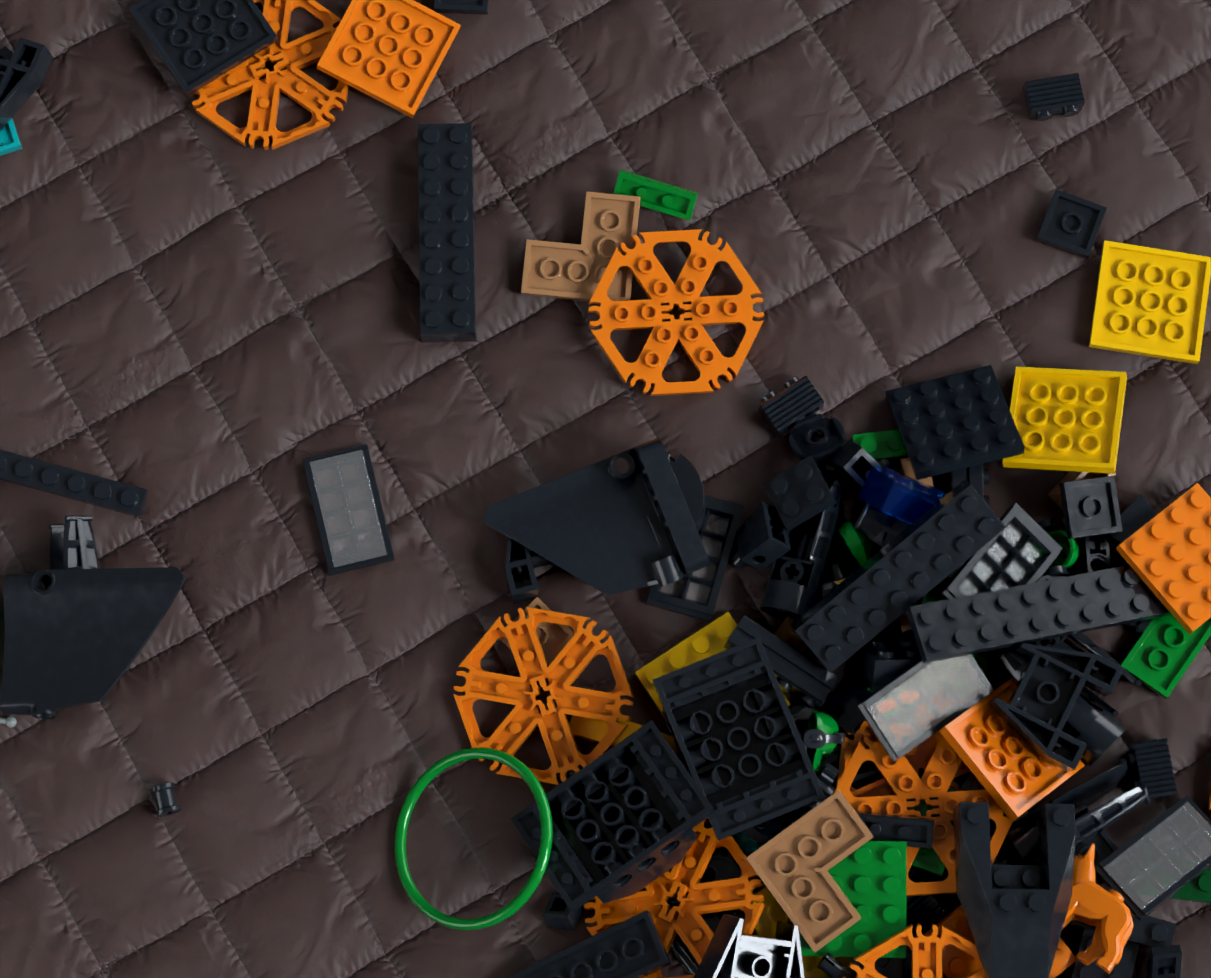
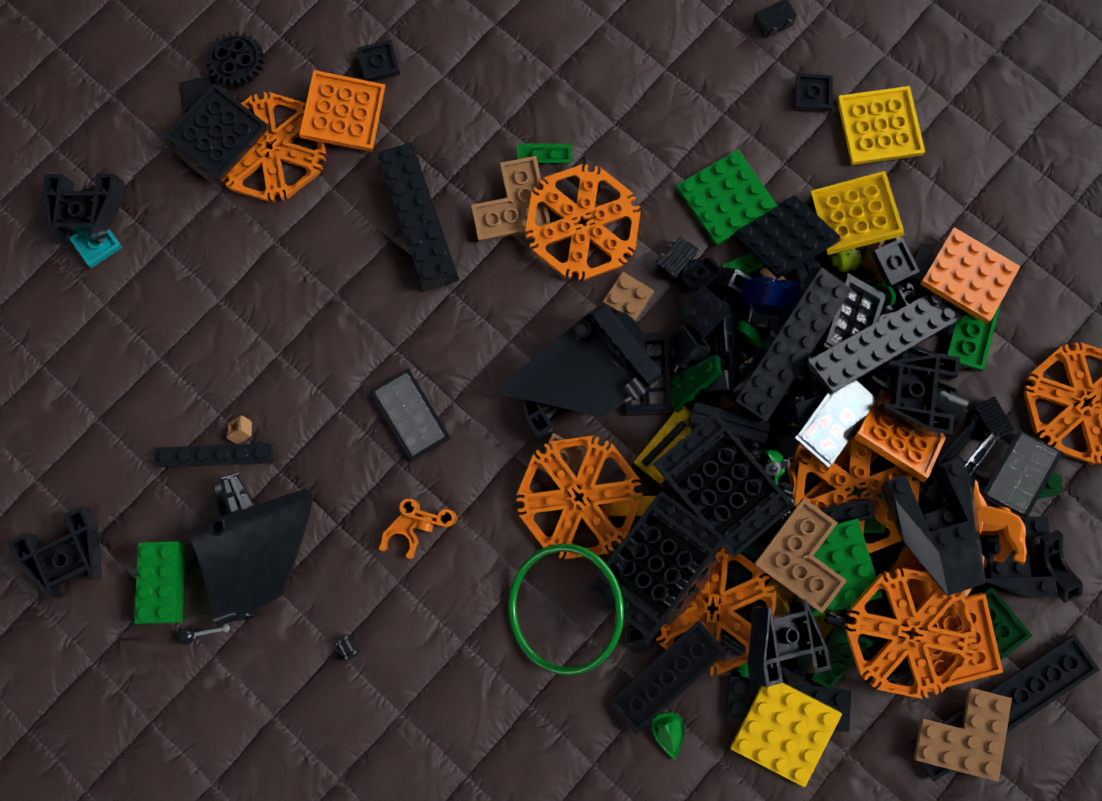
camera: 15 degrees left, 0 degrees up
(108, 457) = (239, 430): none -> medium nougat slope
(299, 656) = (418, 519): none -> orange piece
(685, 658) = (664, 443): none -> black piece
(706, 438) = (628, 296): none -> medium nougat plate
(752, 583) = (691, 380): none -> dark green wing
(893, 337) = (726, 196): none -> green plate
(1030, 483) = (846, 260): none -> lime head

